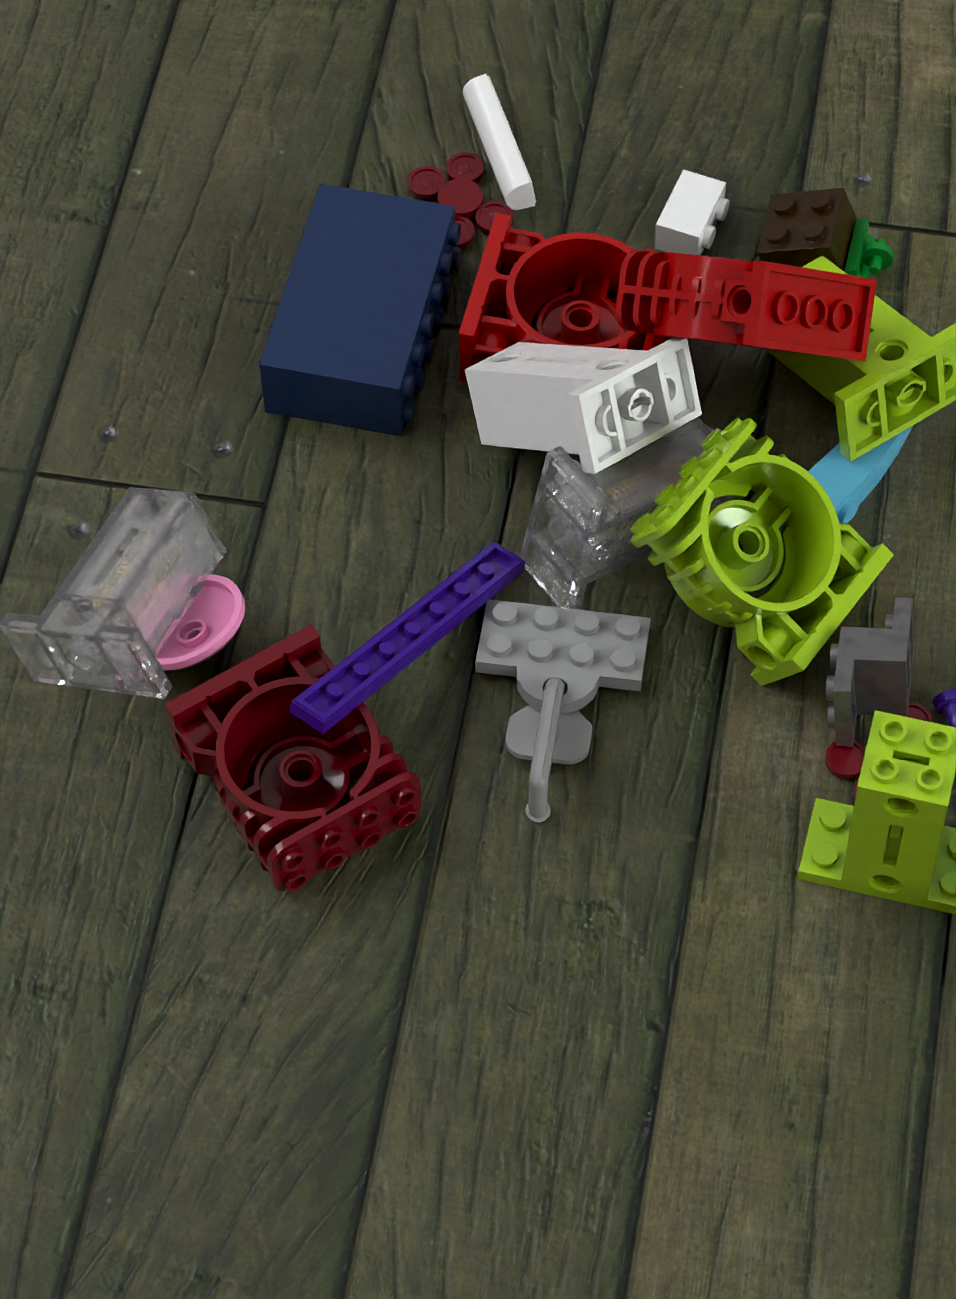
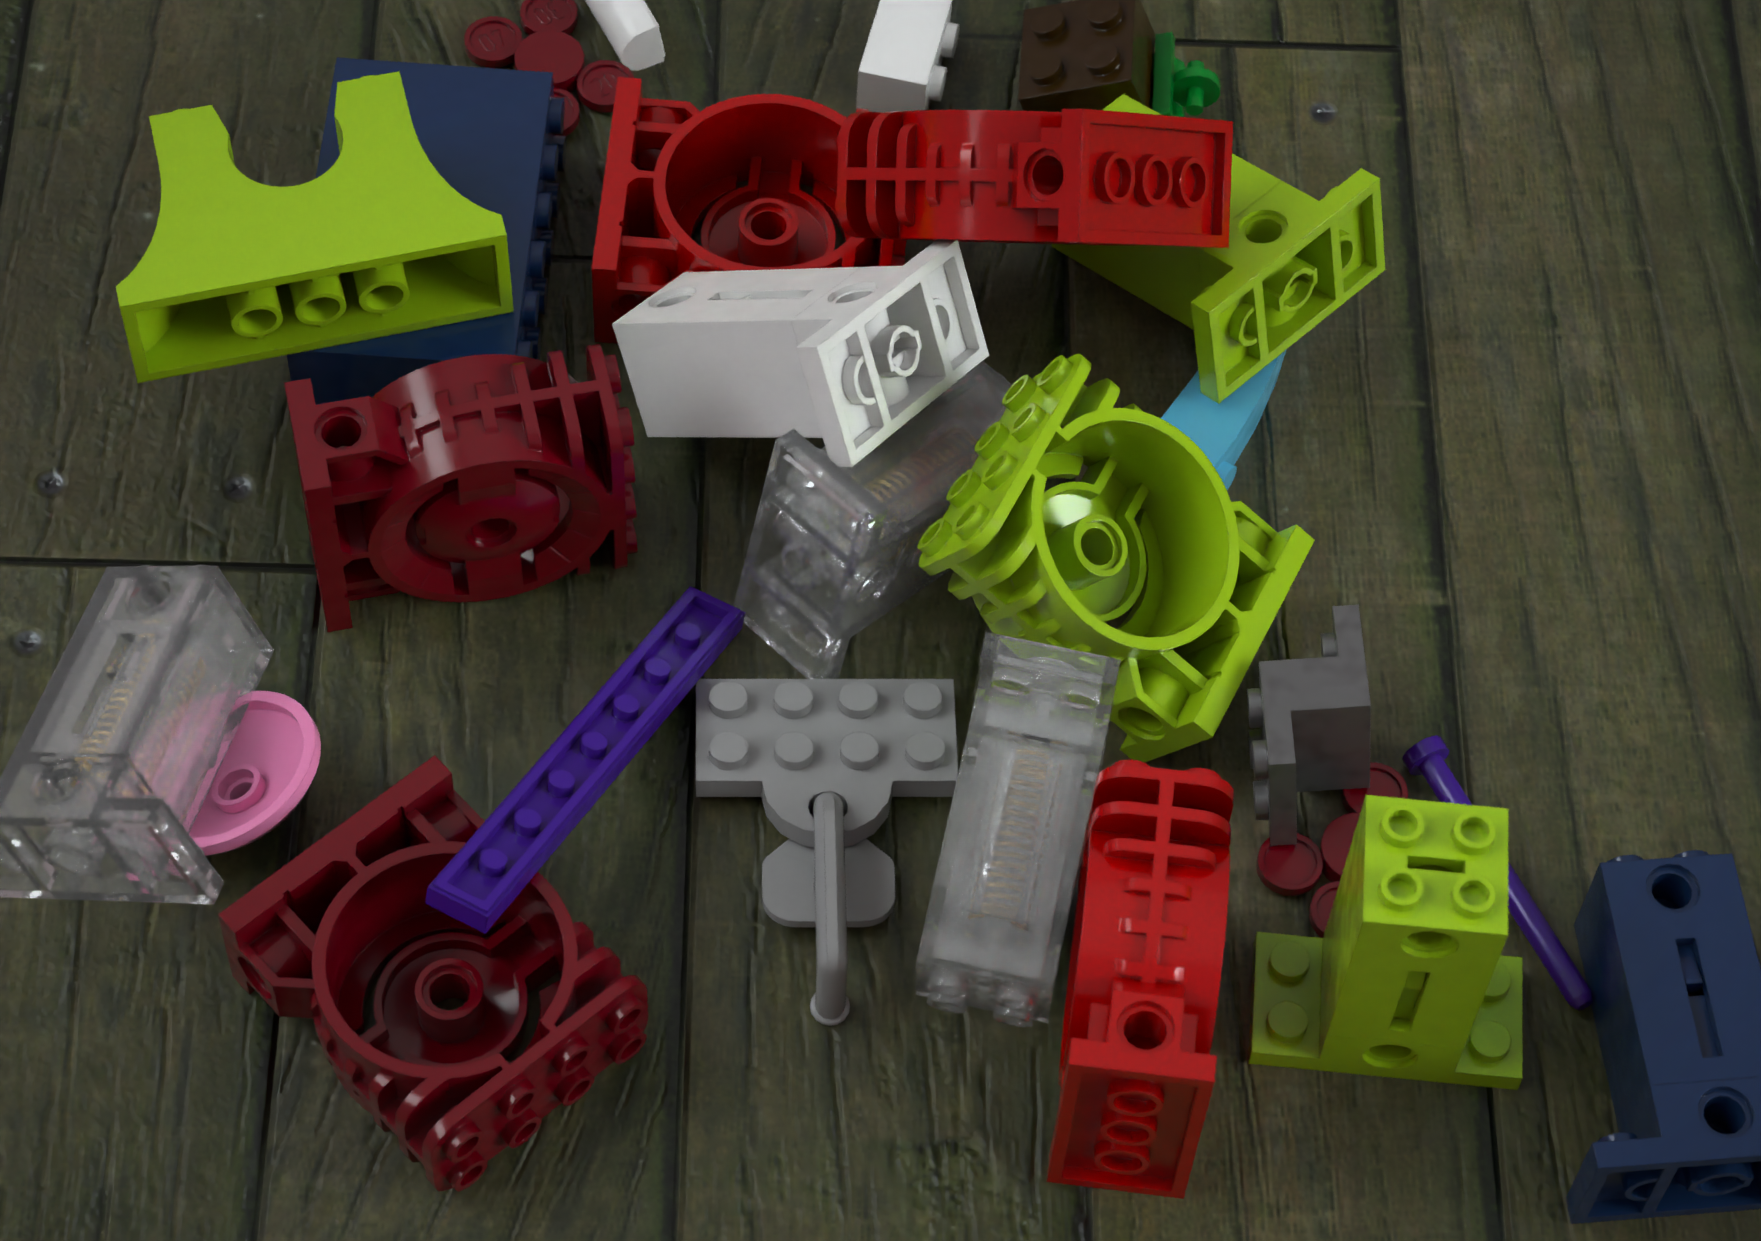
camera: 15 degrees left, 0 degrees up
(281, 312) = (309, 265): none -> lime piece
(355, 458) = (465, 479): none -> dark red brick
(668, 713) = (1016, 830): none -> clear brick
(726, 813) = (1143, 980): none -> red brick

